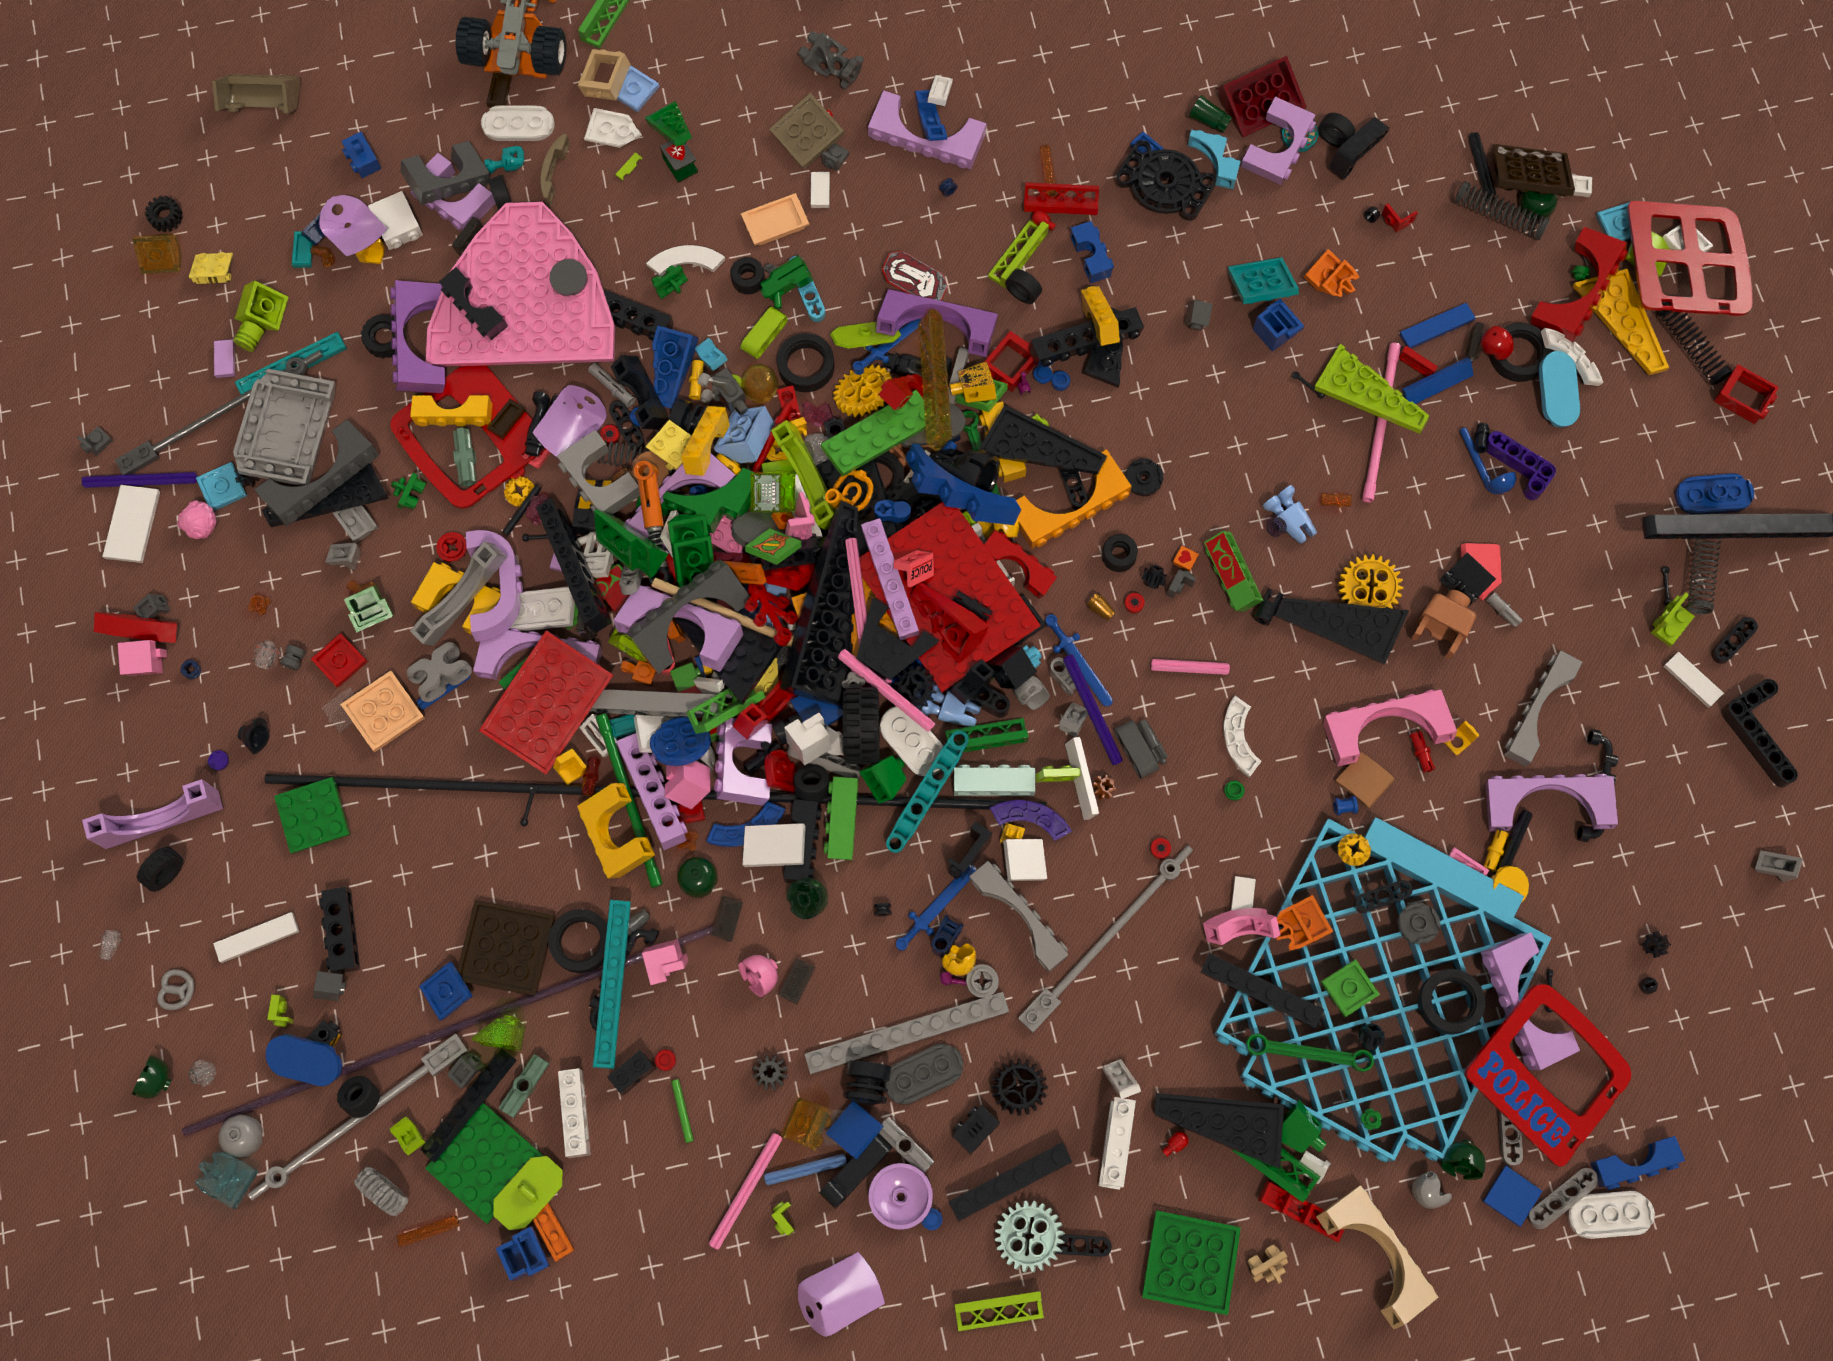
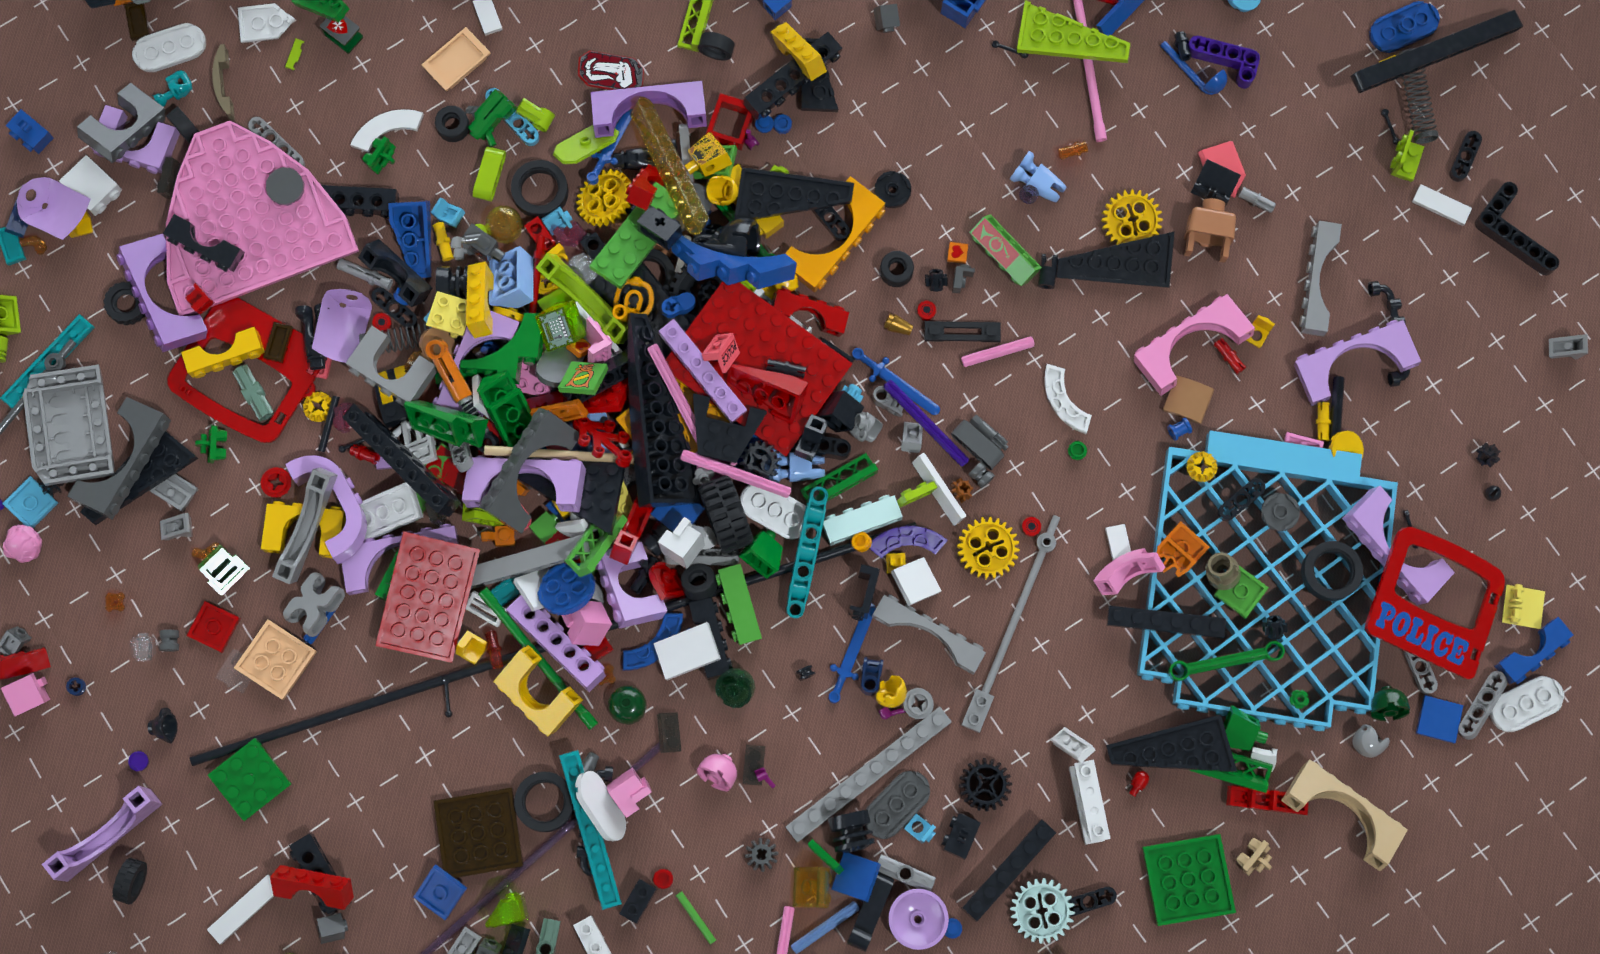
camera: 25 degrees left, 5 degrees up
(342, 948) = (332, 889): none -> red arch
(449, 354) = (199, 299): none -> red panel
(542, 548) = (362, 453): none -> red pin
(581, 239) = (279, 141): none -> light grey beam
(629, 965) = (600, 806): none -> white tile
(800, 993) = (762, 775): none -> magenta hand
(811, 394) = (557, 219): none -> medium azure bracket
(831, 297) = (540, 117): none -> lime piece
(831, 1098) = (823, 855): none -> green tile
(901, 430) = (659, 227): none -> black brick
(941, 1114) = (927, 833): none -> medium azure bracket
(976, 419) = (721, 190): none -> yellow hair
(985, 801) = (861, 542): none -> light orange tile
(1029, 684) = (862, 421): none -> light grey plate
(1106, 835) = (996, 563): none -> yellow gear
(1129, 779) = (981, 475): none -> dark grey wheel
(1189, 645) = (989, 331): none -> black container
(1337, 970) = (1224, 580): none -> dark tan piece
(1641, 1112) = (1523, 606): none -> light yellow hinge

